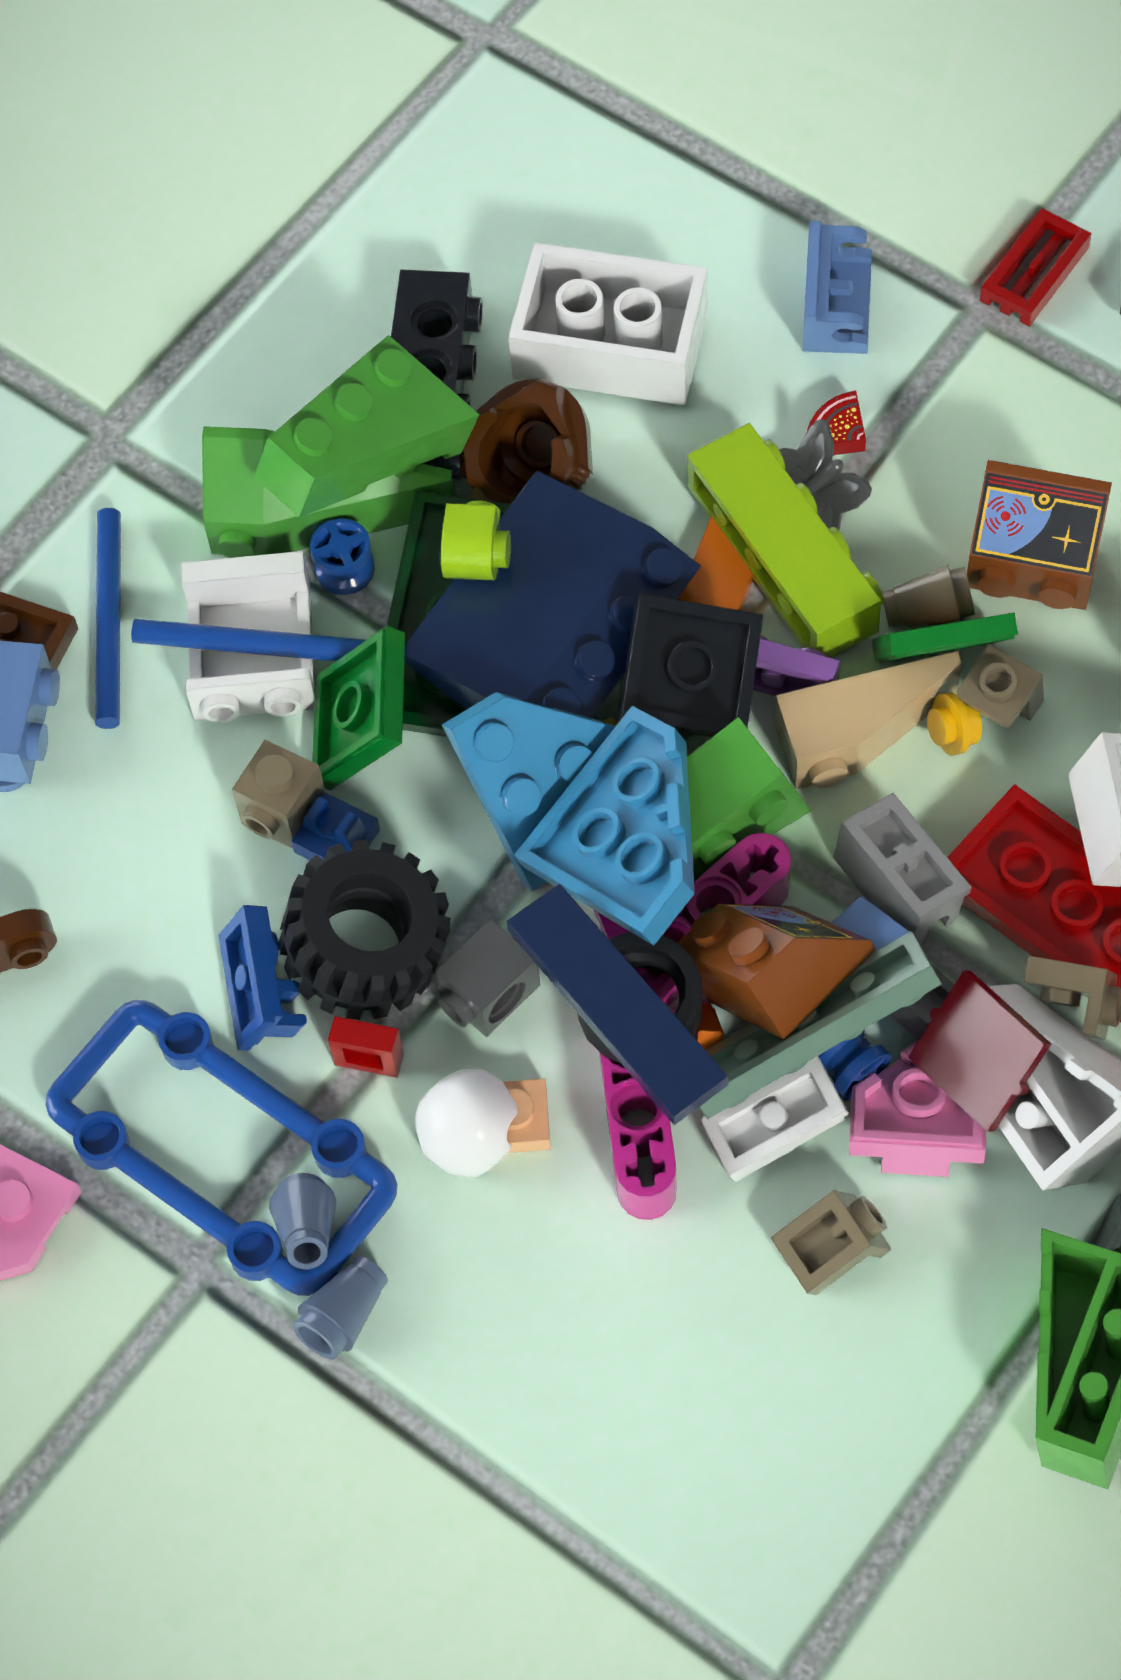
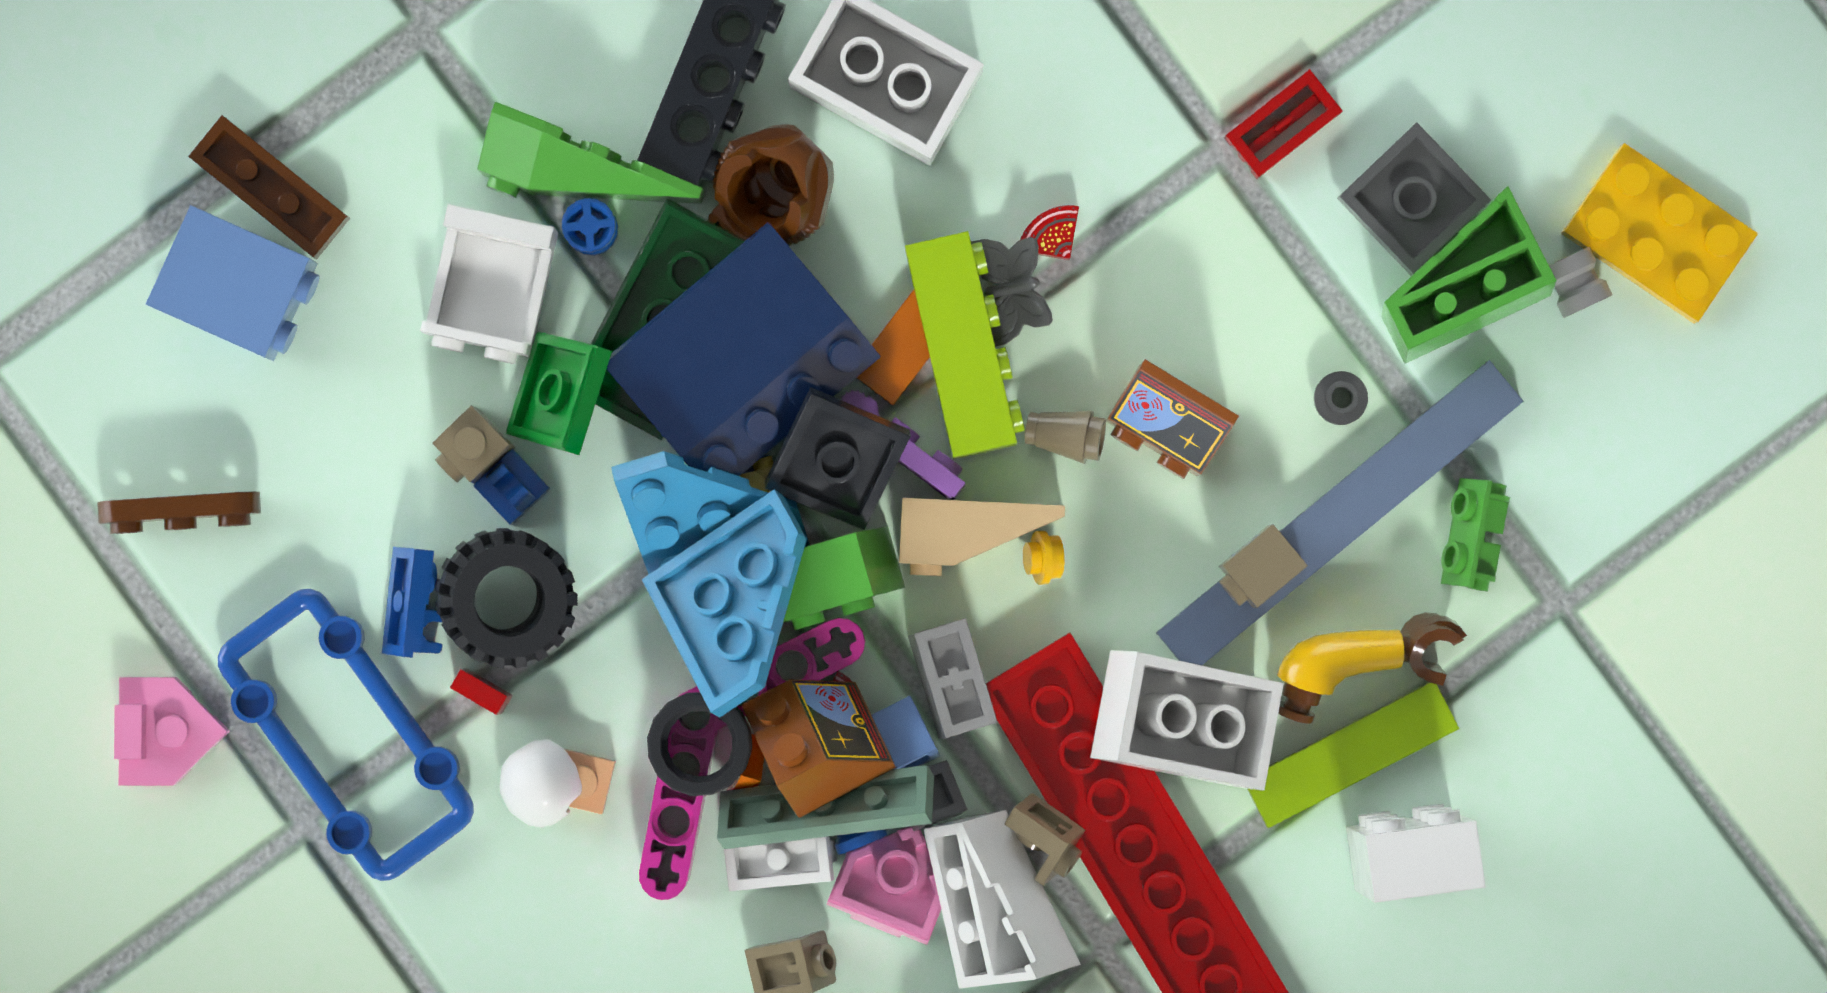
camera: 10 degrees right, 25 degrees up
(108, 619) = (378, 214): blue bar -> none
(241, 640) = (491, 291): blue bar -> none
(304, 1218) = (391, 825): sand blue cone -> none
(339, 1309) = (402, 899): sand blue cone -> none
(363, 428) = (629, 153): bright green wedge -> none
(473, 542) = (691, 295): lime plate -> none
(486, 979) = (592, 664): dark grey brick -> none
(617, 1004) = (674, 757): dark blue tile -> none
(837, 290) = (1100, 96): medium blue hinge -> none
(944, 637) = (1058, 489): green tile -> none
(979, 1050) = (948, 870): piece -> none
(1002, 688) = (1088, 549): dark tan bracket -> none

